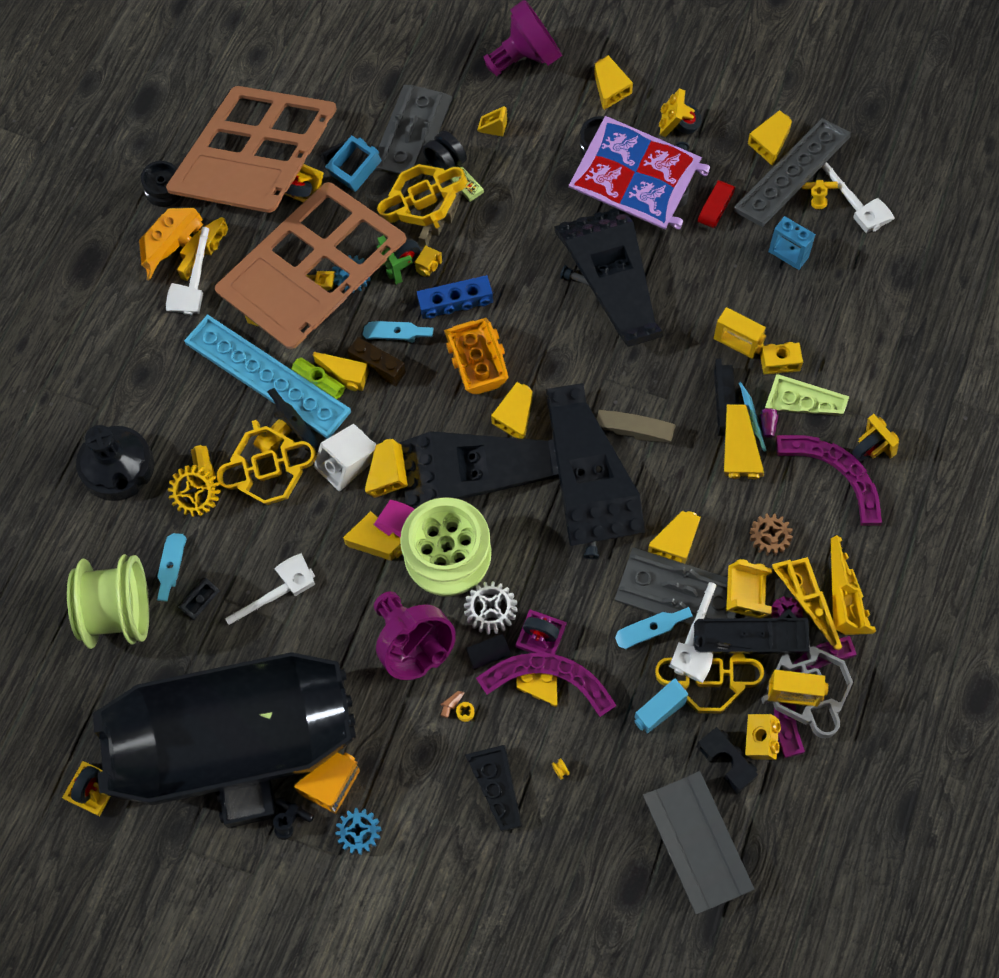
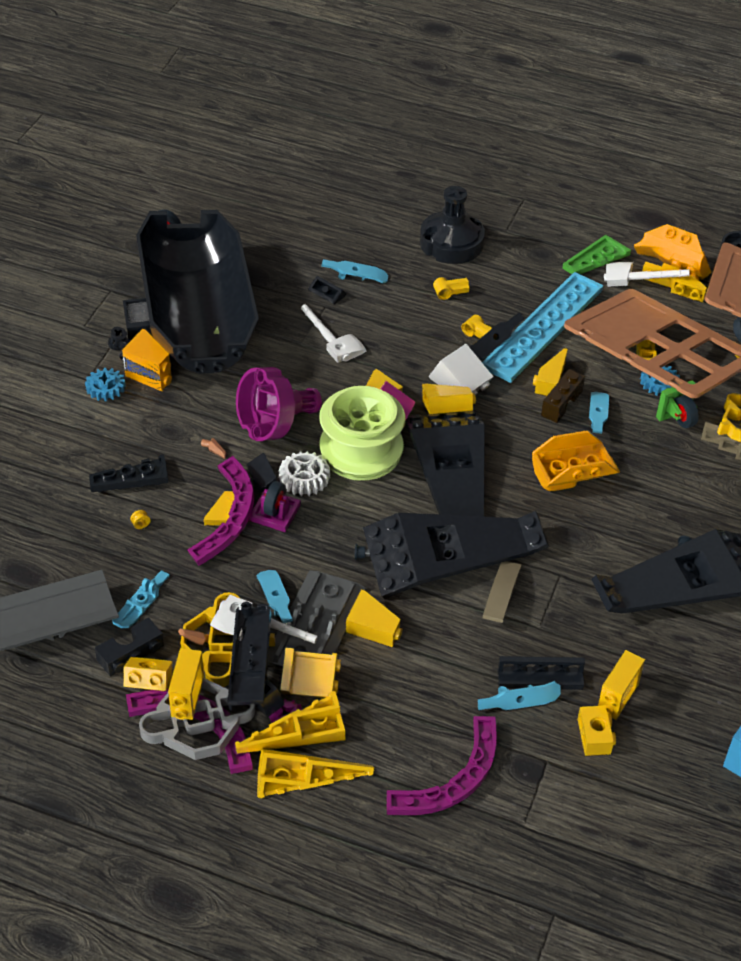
camera: 85 degrees right, 20 degrees down
(108, 601) = (315, 221): yellowish green wheel -> none
(151, 316) = (596, 255): none -> bright green wing
(191, 484) = (423, 277): yellow gear -> none
(287, 445) = (449, 313): yellow piece -> none
(311, 372) = (542, 356): lime piece -> none
(428, 261) = (681, 433): yellow brick -> none
(461, 290) = (643, 454): blue brick -> none
(465, 705) = (204, 452): yellow bush -> none
(514, 411) = (514, 496): yellow slope -> none
(661, 706) = (190, 593): medium azure slope -> none
(672, 765) = (134, 607): none -> medium azure piece
(711, 697) = (194, 636): none -> nougat bar
(740, 445) = (480, 677): yellow slope -> none
(766, 541) = (375, 703): medium nougat gear -> none
(769, 422) = (512, 713): magenta cone -> none
(801, 397) = (546, 748): yellowish green wing -> none
(876, 440) = (490, 810): yellow plate -> none

